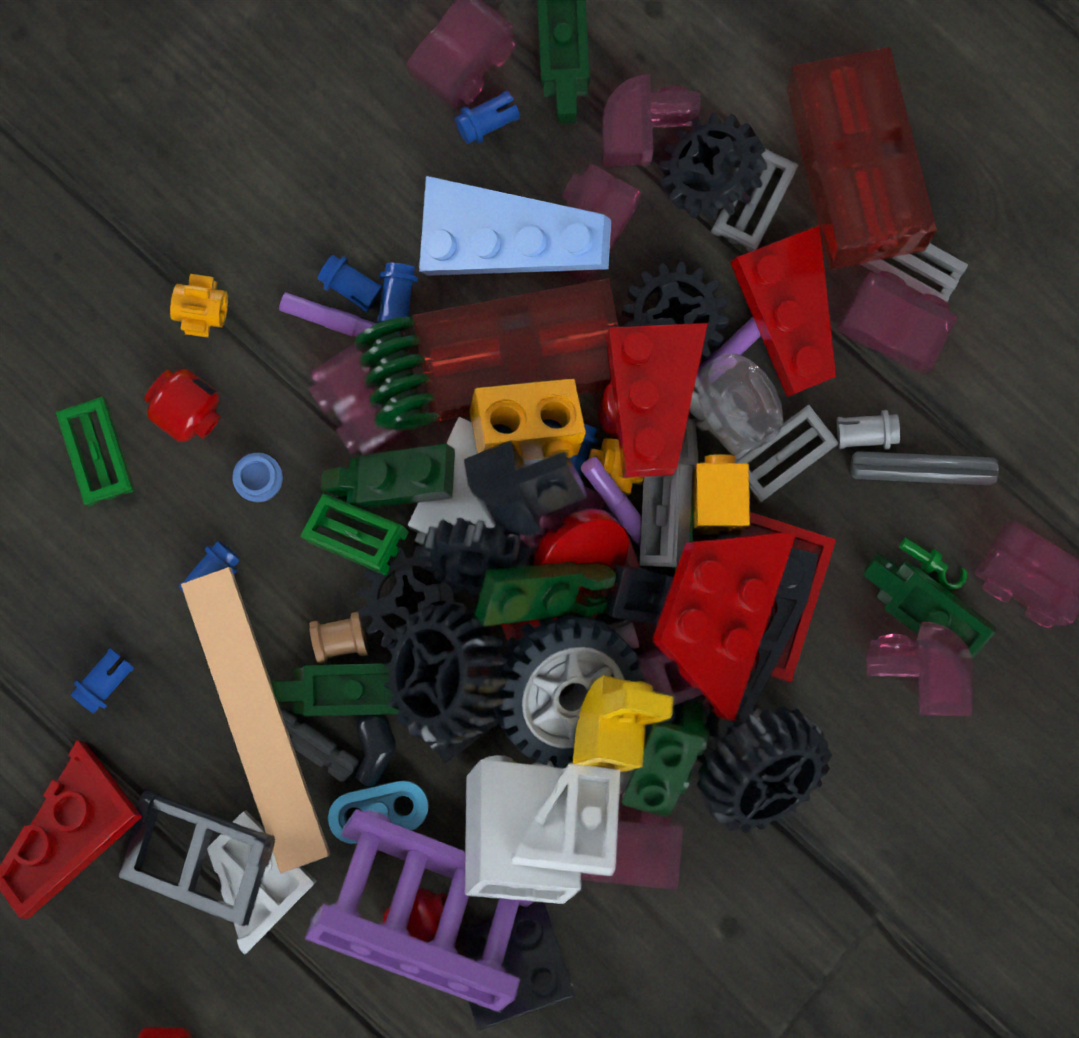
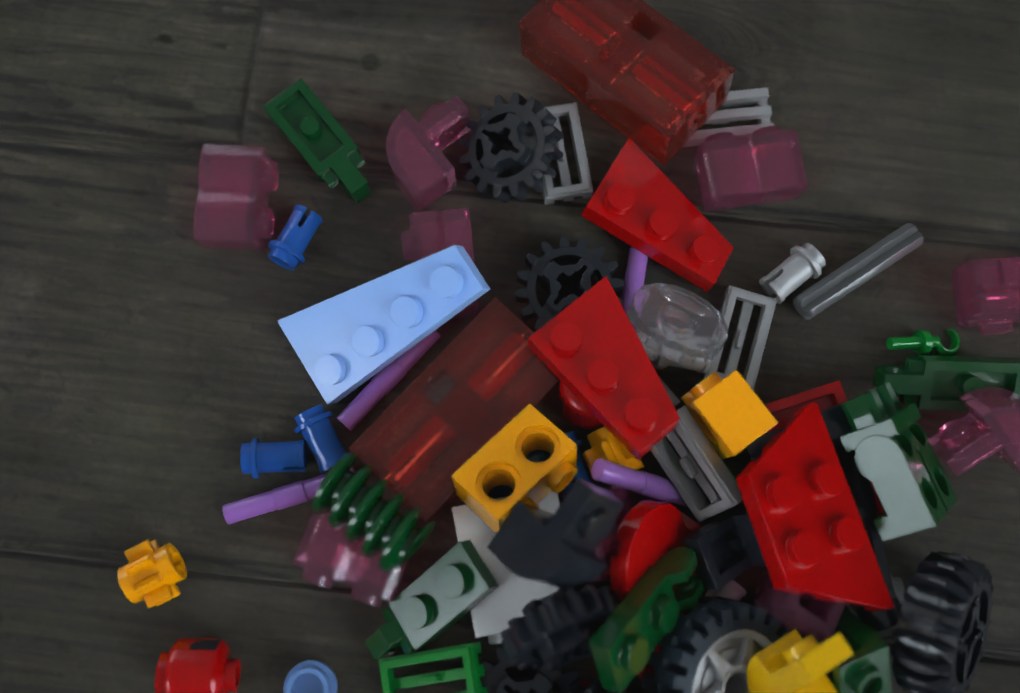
camera: 35 degrees left, 5 degrees down
(477, 285) = (384, 382): none -> medium lavender piece
(827, 625) = (898, 461): none -> hips

